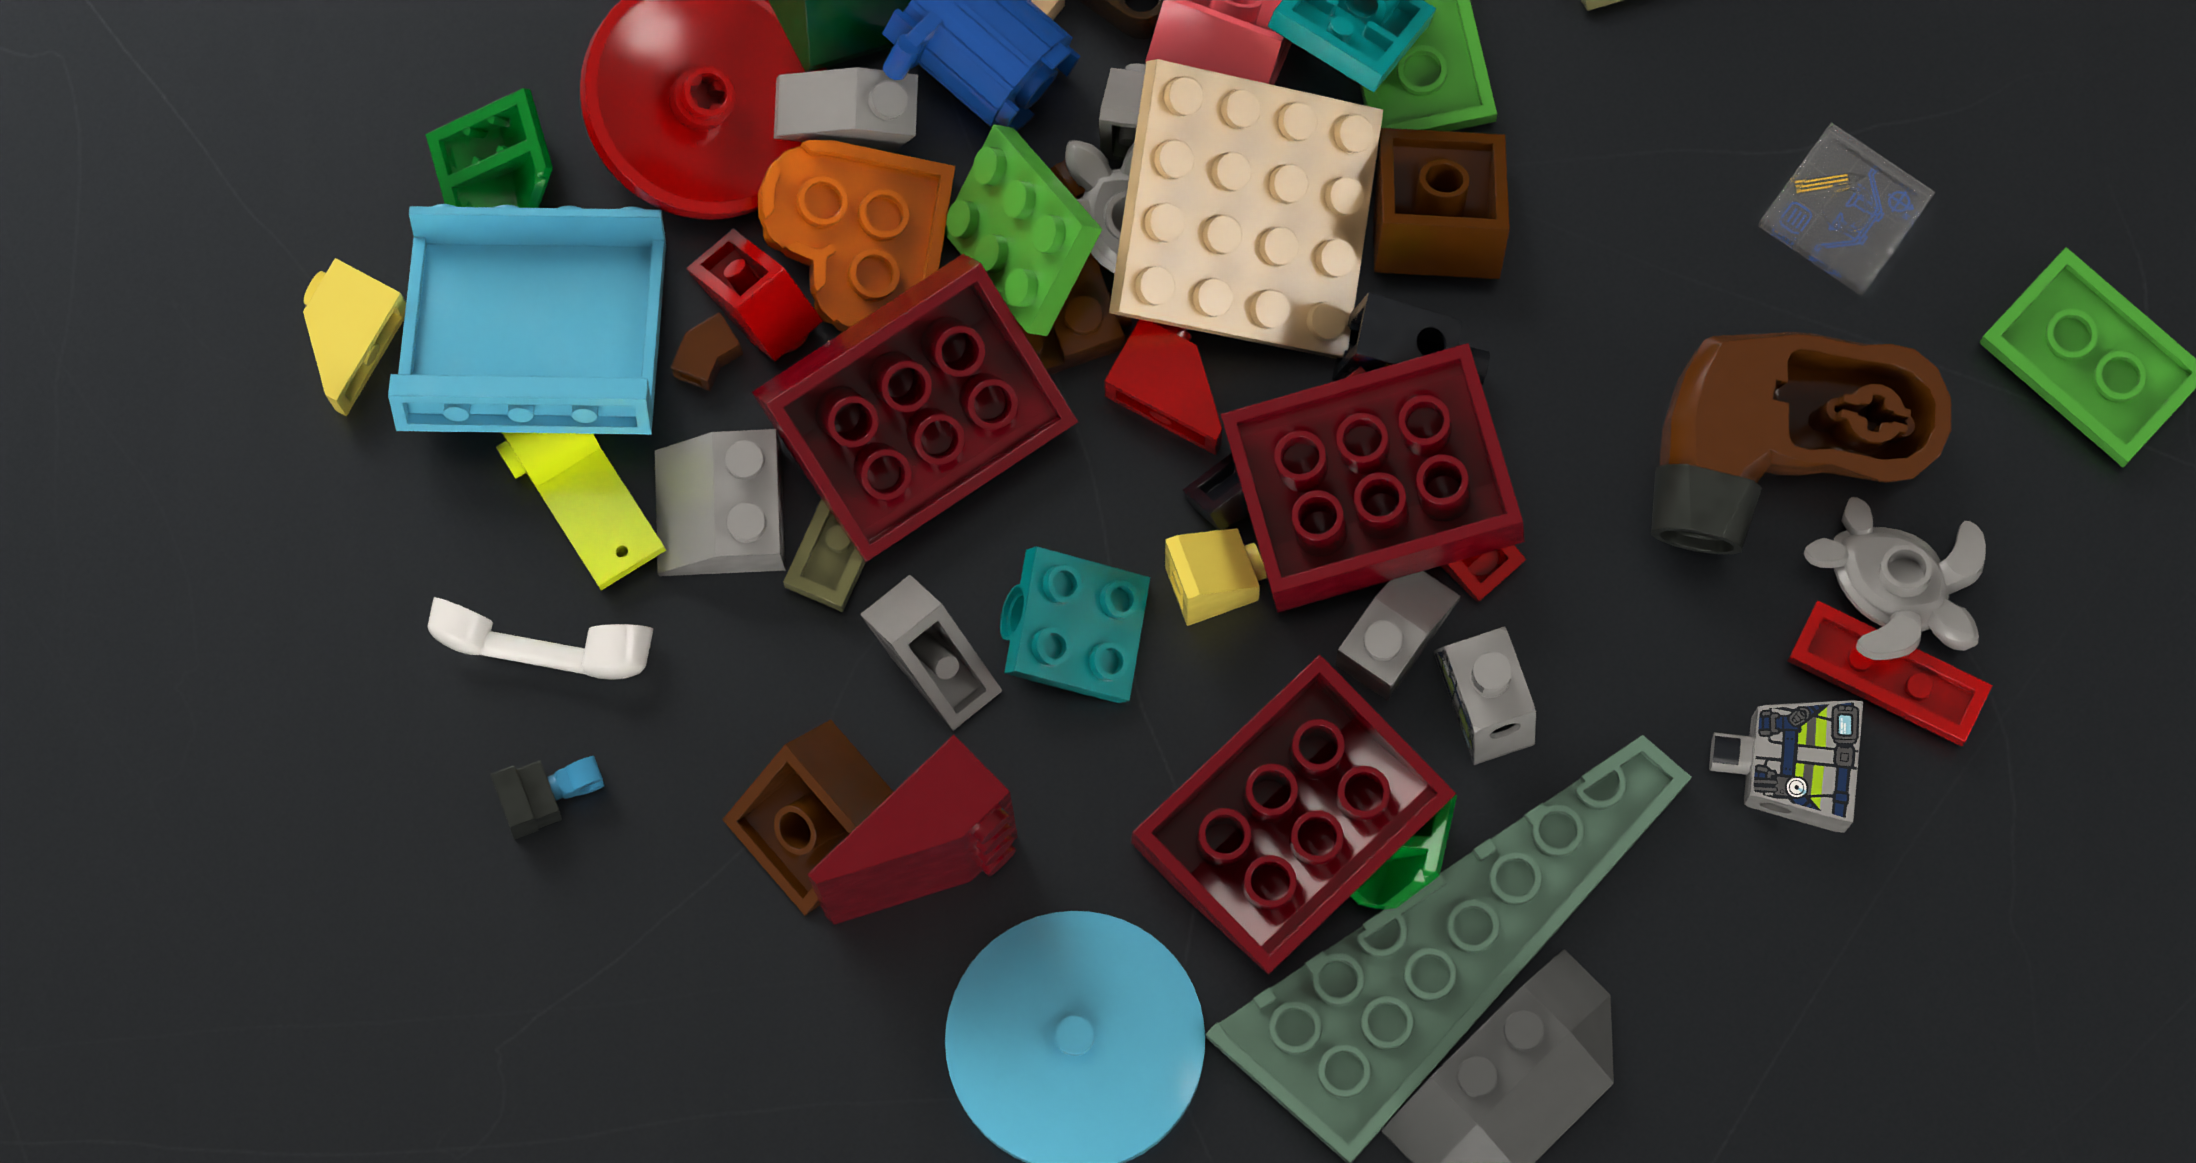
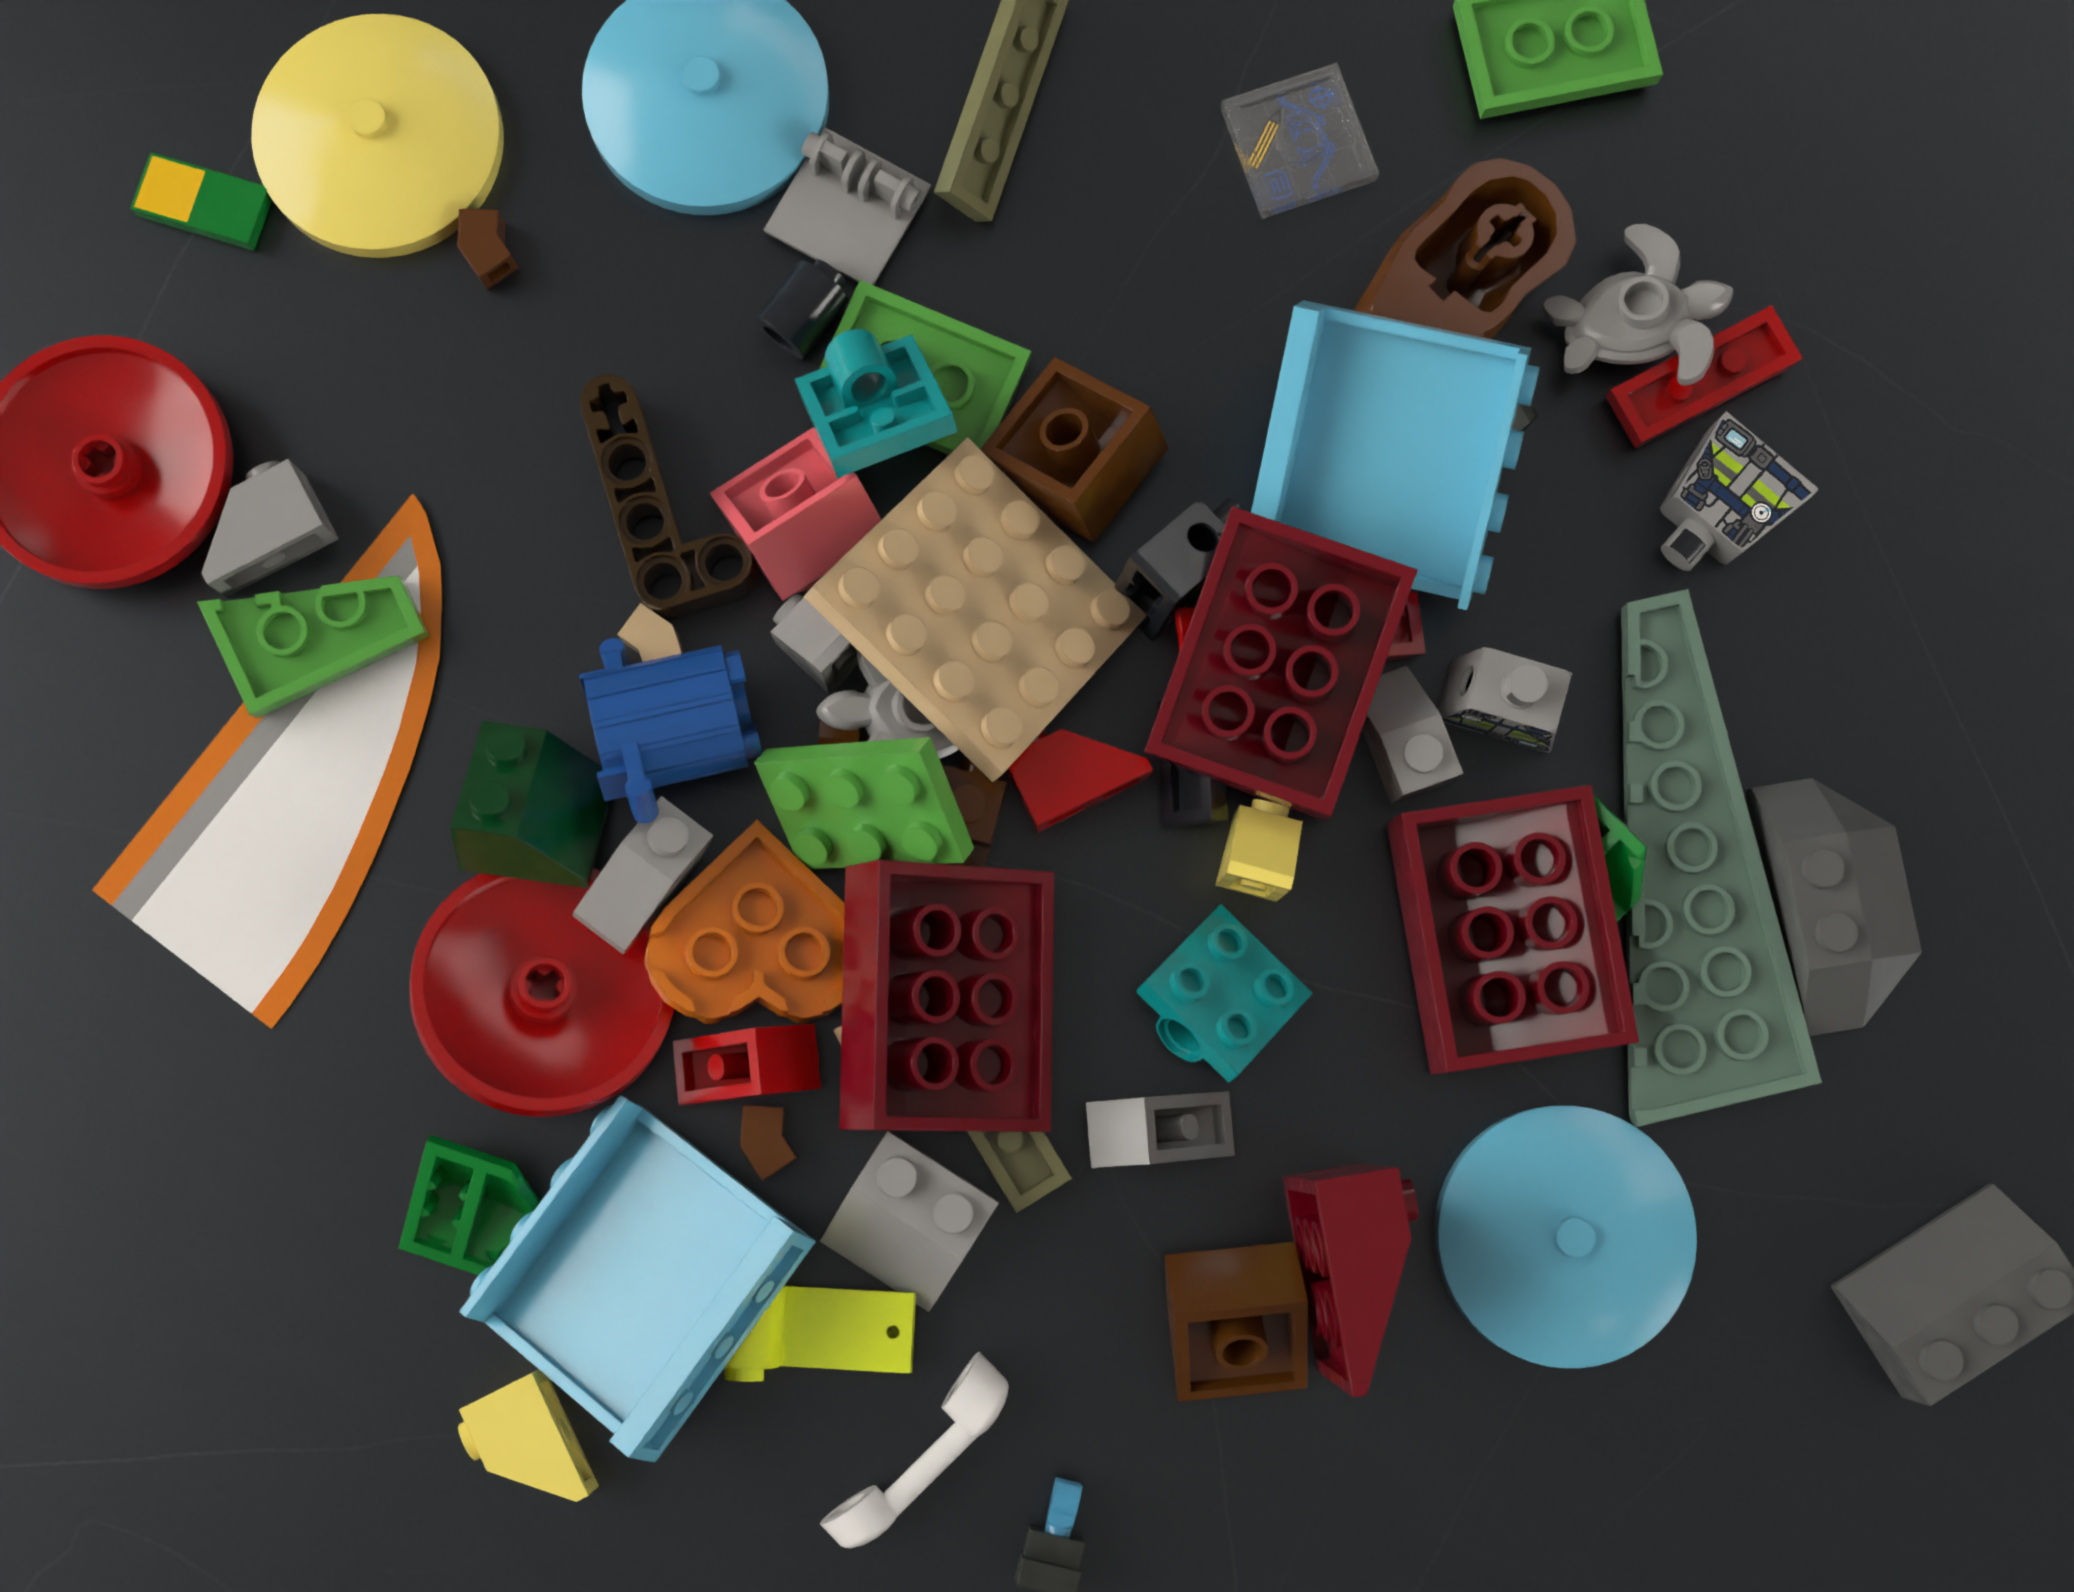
camera: 65 degrees left, 5 degrees up
(1620, 438) = (1395, 441): none -> medium azure panel

